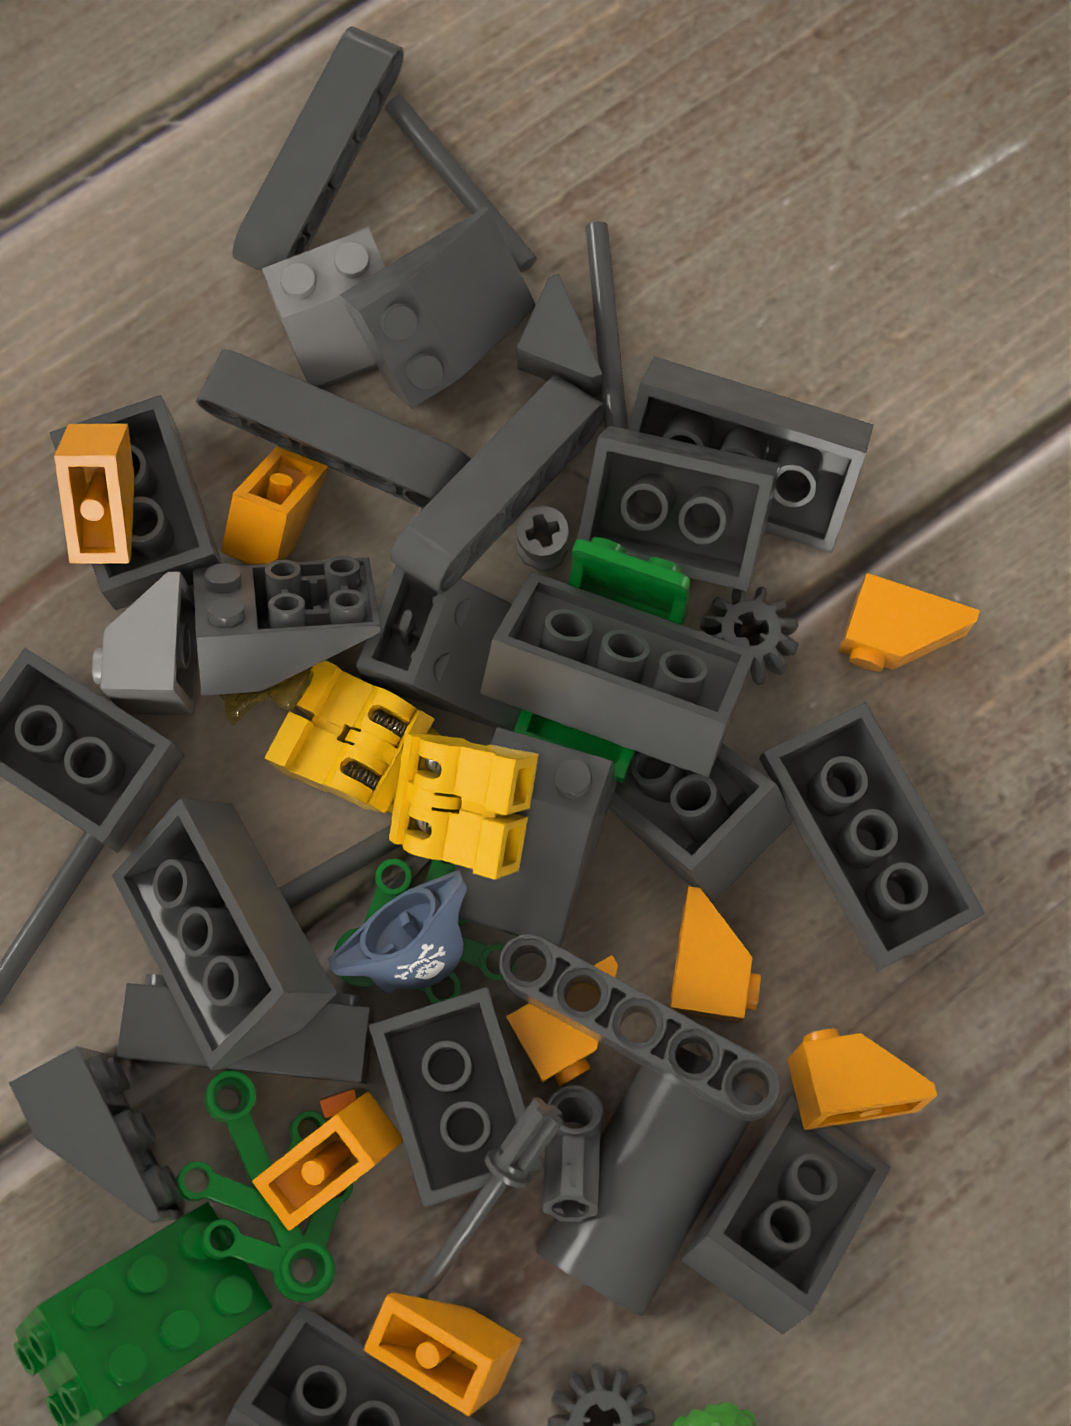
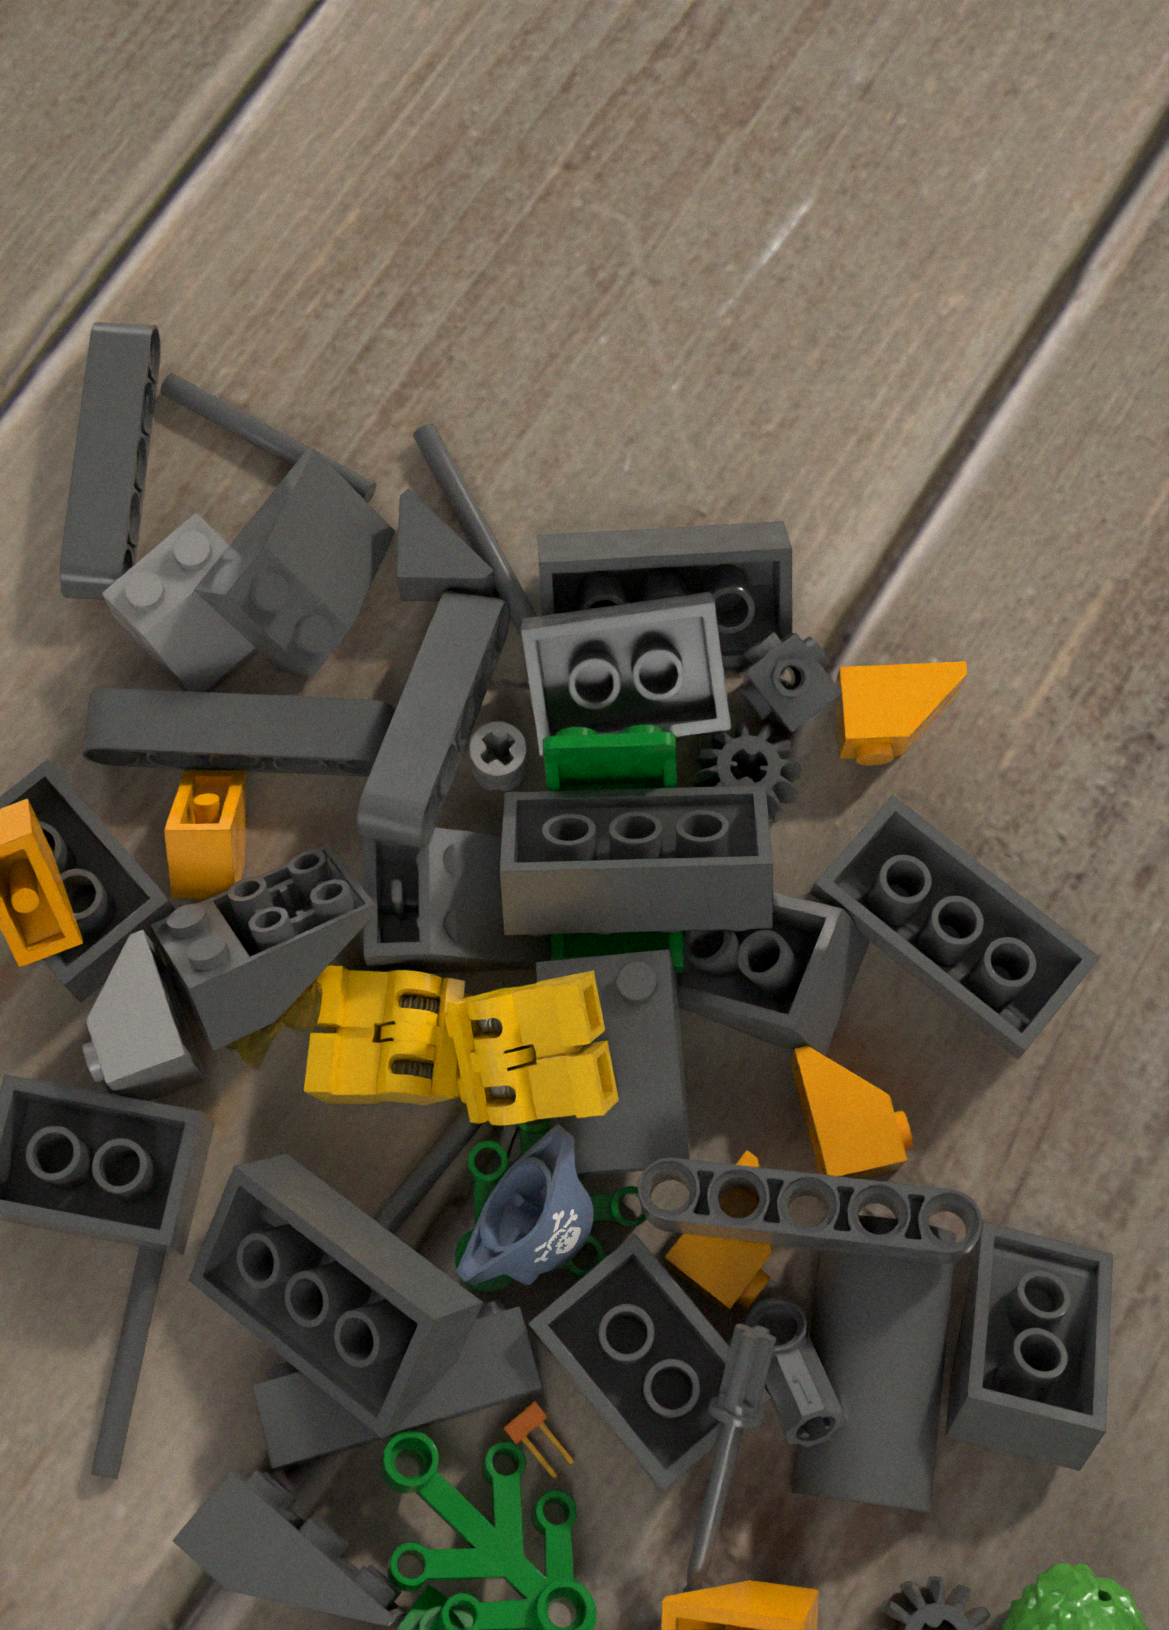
camera: 25 degrees left, 5 degrees down
(328, 1160) = (541, 1486): light orange slope -> none
(833, 582) = (809, 687): none -> dark grey brick
(853, 1081) = (1040, 1180): light orange slope -> none

